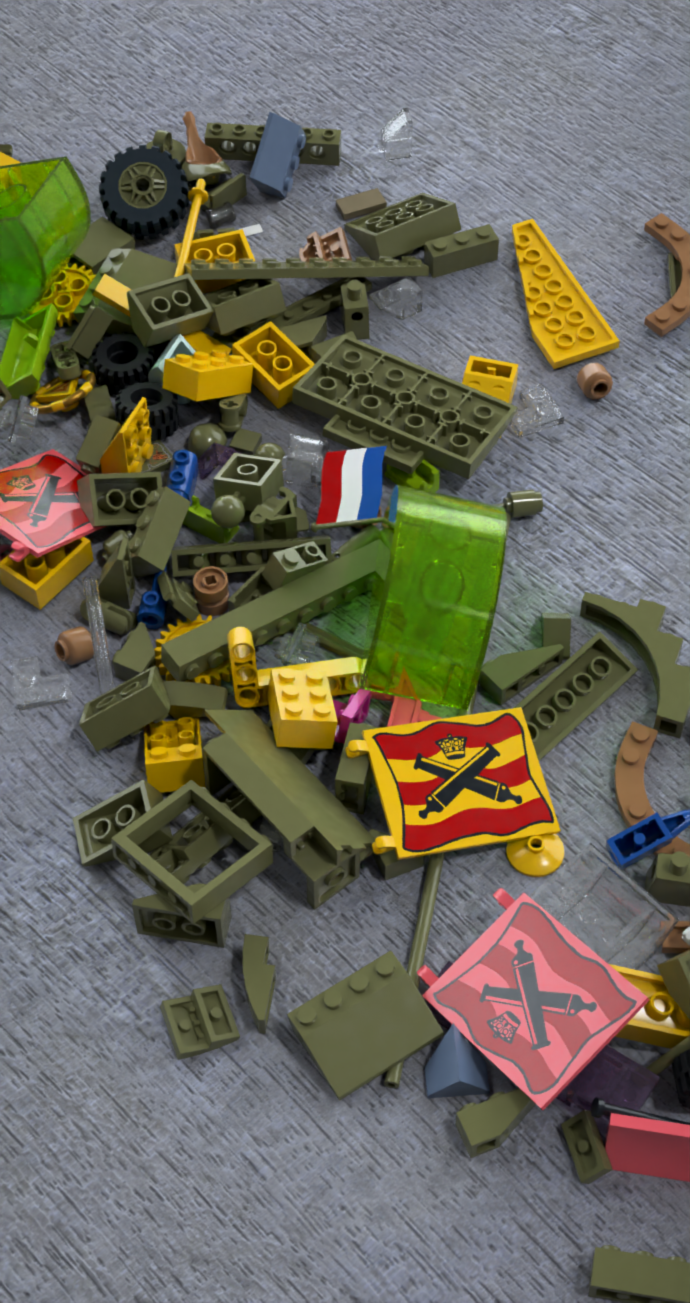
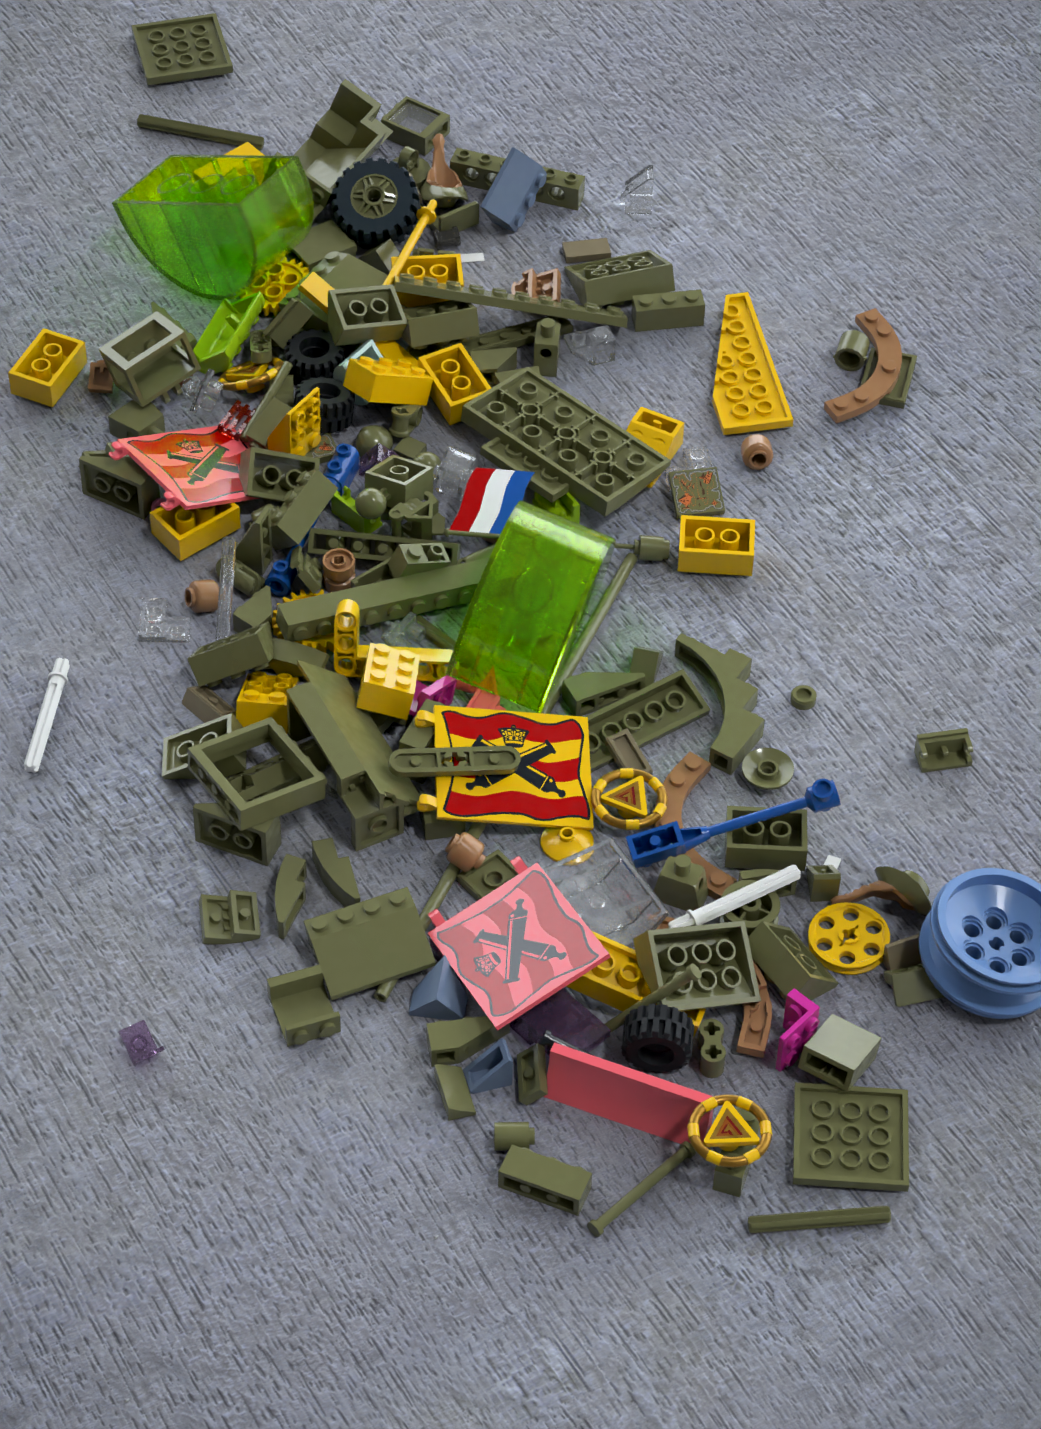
camera: 10 degrees right, 5 degrees down
(64, 433) = (230, 414): none -> clear red tile
(87, 416) = (270, 394): none -> olive bar
(93, 131) = (339, 139): none -> olive panel
(111, 770) = (206, 703): none -> dark tan slope
(141, 1206) = (139, 1042): none -> clear purple bracket
(157, 107) = (416, 124): none -> olive window
(161, 245) = (380, 256): none -> olive slope
(304, 944) = (335, 872): none -> olive slope
(311, 1117) = (302, 1006): none -> olive panel
(375, 798) = (480, 759): none -> olive piece
(437, 890) = (465, 852): none -> medium nougat head
(468, 912) = (489, 876): none -> olive tile
(506, 1186) = (454, 1091): none -> olive slope
(538, 1146) = (490, 1069): none -> sand blue slope
(548, 435) = (696, 492): none -> olive tile
(571, 740) = (626, 752): none -> dark tan tile
(588, 488) = (716, 545): none -> yellow brick
(589, 791) = (628, 799): none -> piece
(589, 1231) = (513, 1134): none -> olive brick
(652, 259) = (852, 350): none -> olive piece

